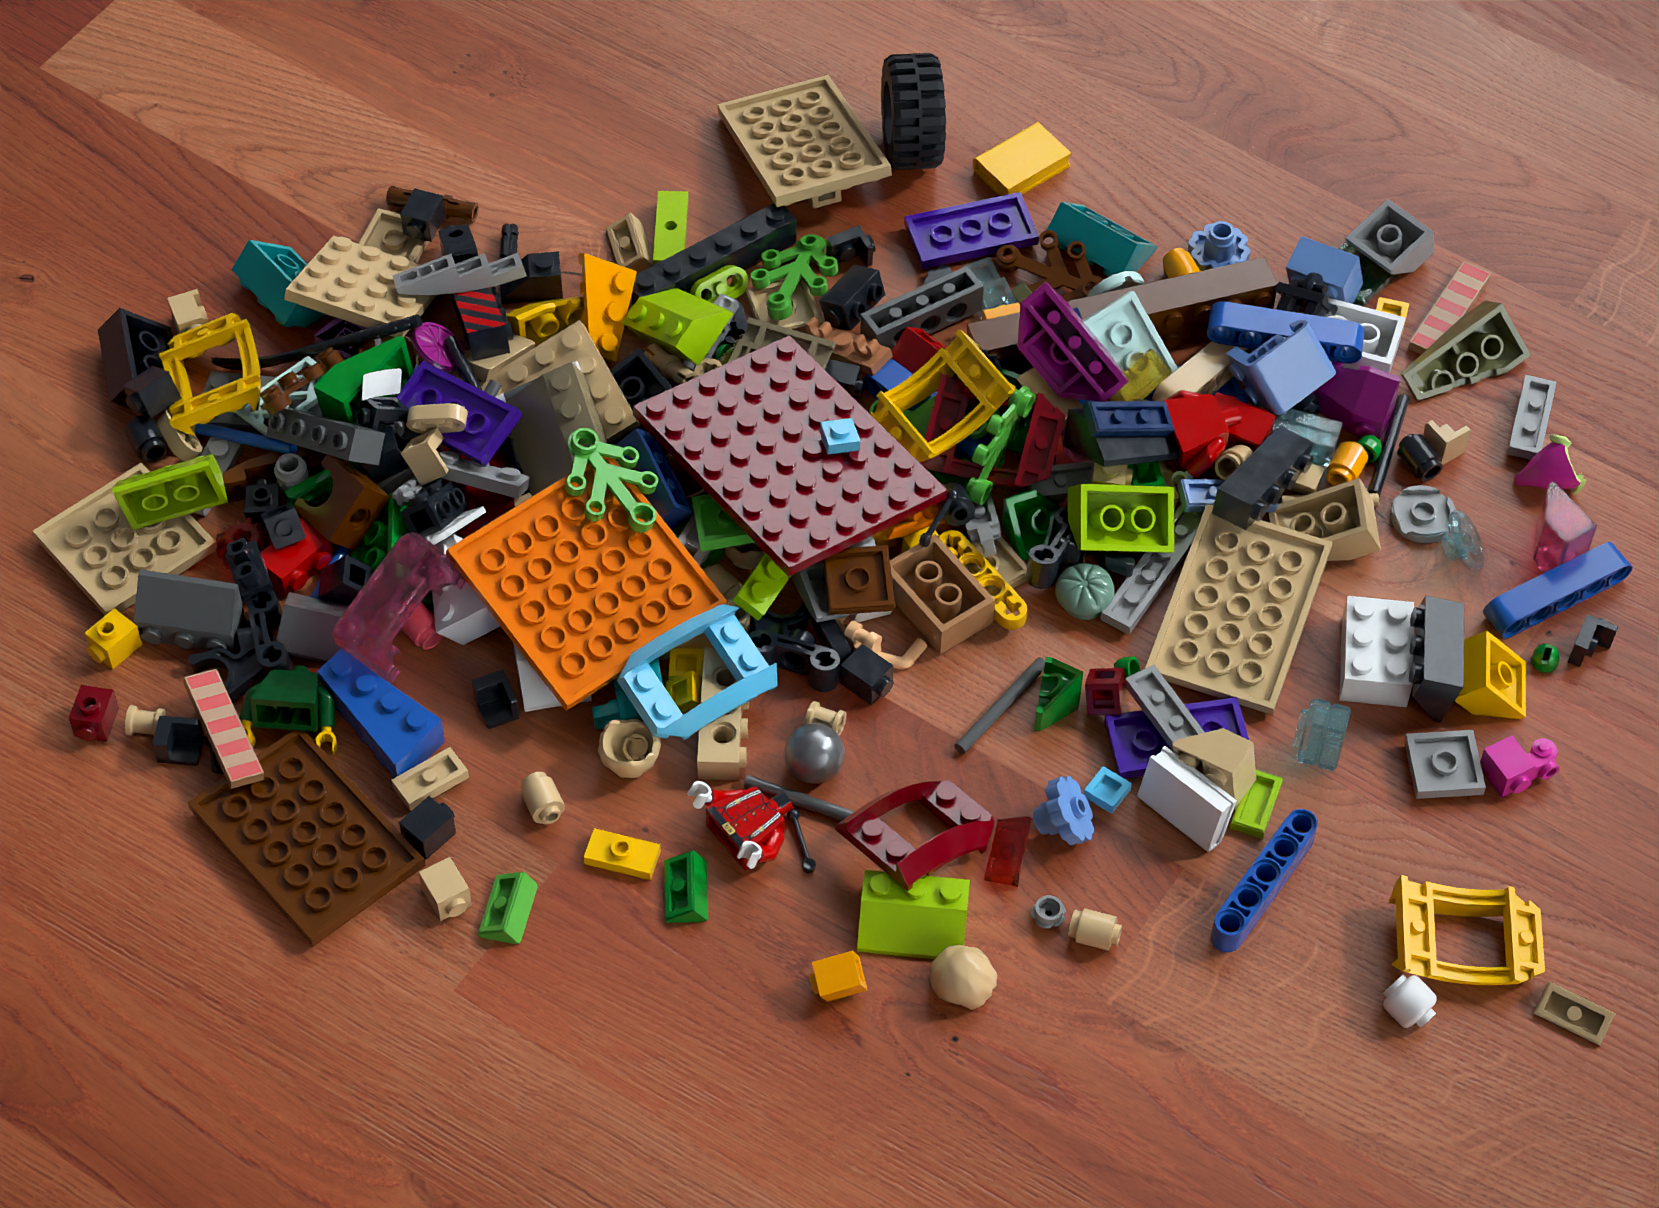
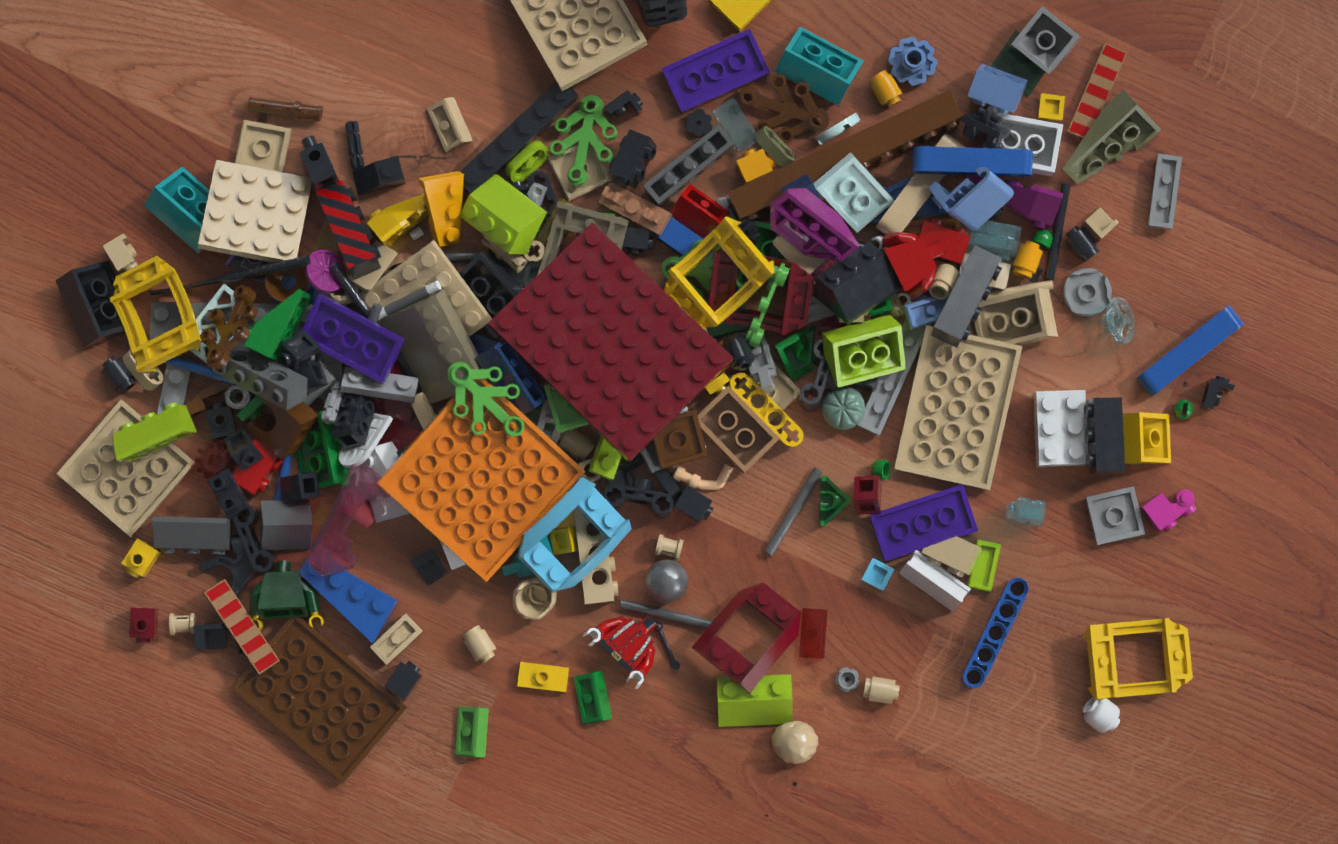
camera: 10 degrees left, 30 degrees up
(151, 392) = (115, 344): black brick -> none
(381, 383) = (296, 323): white sticker -> none
(422, 215) = (282, 131): black brick -> none
(423, 458) = (335, 380): tan panel -> none
(442, 416) = (342, 353): tan beam -> none
(445, 889) = (427, 729): tan brick -> none
(446, 277) = (324, 199): light grey slope -> none
(670, 224) = (477, 92): lime tile -> none
(838, 976) = (710, 758): light orange brick -> none
(839, 436) = (647, 328): medium azure plate -> none
(952, 496) = (737, 357): black hinge -> none
(1065, 812) = (851, 603): medium blue plant -> none
(1128, 418) = (861, 278): dark blue tile -> none
(1143, 377) = (865, 216): clear yellow tile -> none
(1162, 705) = (913, 510): light grey plate -> none
(1551, 465) = (1182, 242): dark pink hat -> none
(1561, 530) = (1188, 307): clear pink slope -> none
(1574, 1013) = (1214, 700): tan slope -> none

